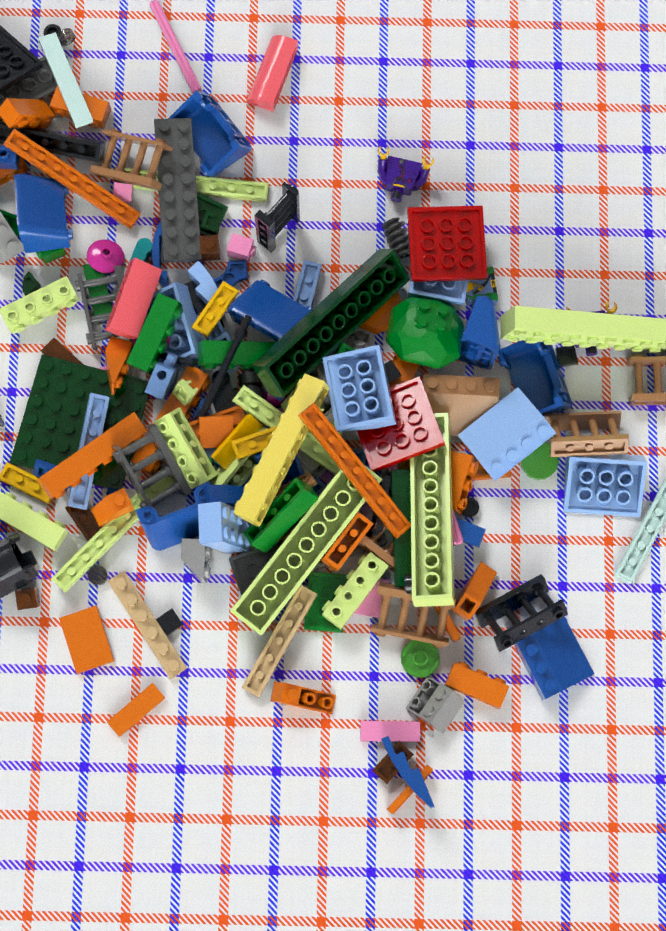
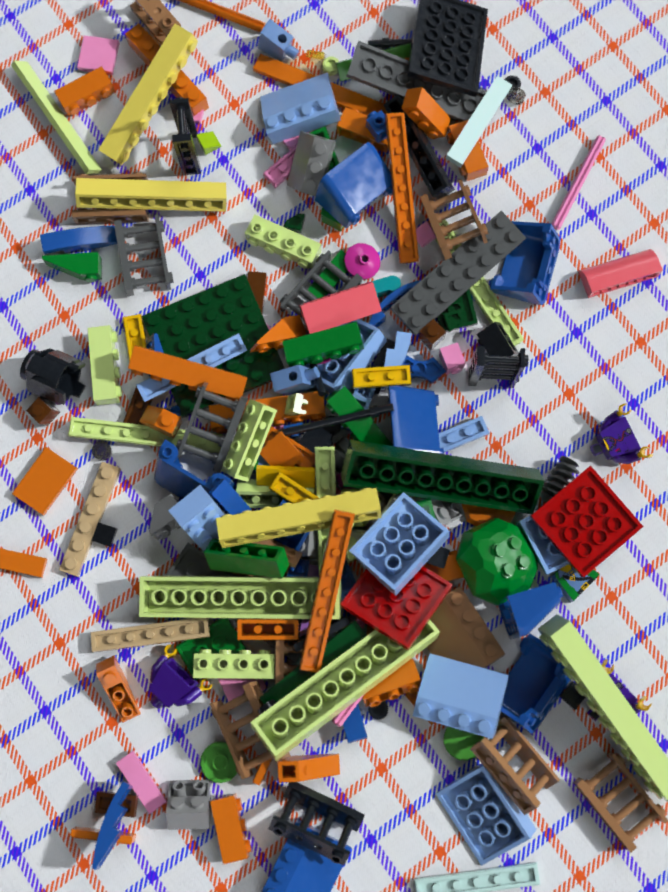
camera: 60 degrees right, 0 degrees up
(251, 202) = (497, 341): none -> black brick
(332, 650) = (172, 683): none -> dark purple torso

